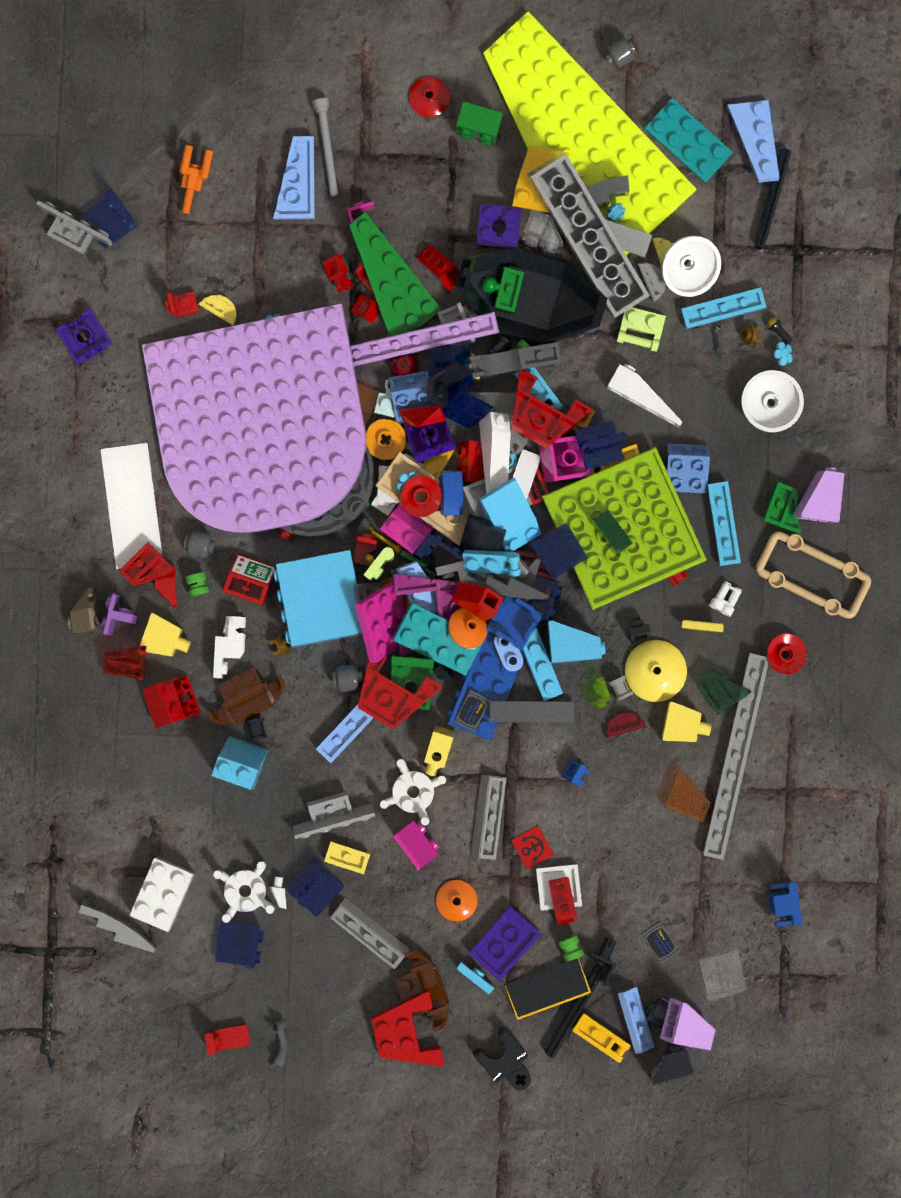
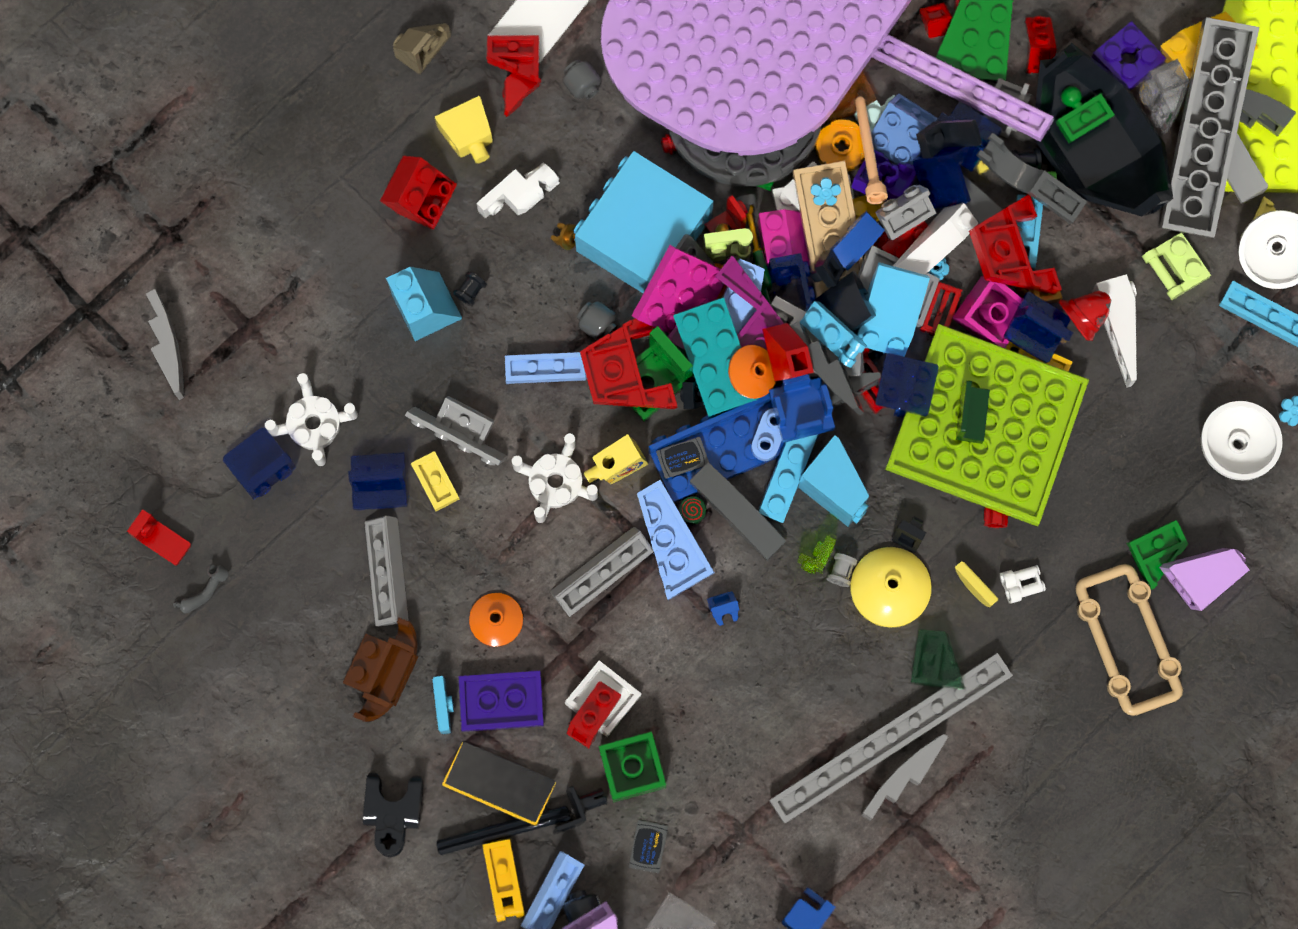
camera: 45 degrees right, 10 degrees down
(114, 614) = (445, 67): medium lavender bracket -> none
(126, 662) = (413, 120): clear red wing -> none
(162, 894) = (236, 351): white brick -> none
(197, 584) = (545, 113): bright green wheel -> none
(246, 697) = (488, 251): reddish brown plate -> none
(249, 579) = (593, 151): red slope -> none
(279, 892) = (341, 453): white bar -> none
(397, 1033) = (317, 687): red wing -> none
(403, 365) = (923, 96): dark red brick -> none
(416, 844) = (509, 527): dark pink slope -> none
(422, 416) = (897, 150): red slope -> none
(431, 496) = (838, 209): red dish -> none
(434, 453) = (875, 190): none -> light nougat piece
(451, 526) = (827, 269): none -> black tile
(463, 449) = (906, 211): none -> light grey bracket
(505, 734) = (692, 510): none -> dark green tile
(517, 442) = (960, 257): light grey tile -> none
(518, 765) = (675, 548): none -> light blue wing
(526, 470) = (945, 291): white sticker -> none
(532, 847) = (615, 639): red sticker -> none
(545, 606) = (848, 422): clear blue bracket -> none
(570, 948) = (557, 766): bright green wheel -> none
(612, 910) = (632, 767): none -> green brick
(615, 212) = (1253, 138): medium azure plate -> none
(619, 409) = (1088, 312): none -> red piece
(624, 723) = (813, 606): dark red tile -> none
(653, 280) = (1228, 234): light grey tile -> none
(683, 724) = (869, 659): light yellow torso -> none
(687, 799) = (805, 733): clear orange wing -> none
(688, 467) = (1100, 430): medium blue bracket -> none
(723, 523) = (1086, 511): medium azure plate -> none
(749, 334) = (1275, 362): pearl gold plate -> none
(764, 762) = (912, 770): none -> light grey slope
(795, 652) = (1044, 685): red dish -> none

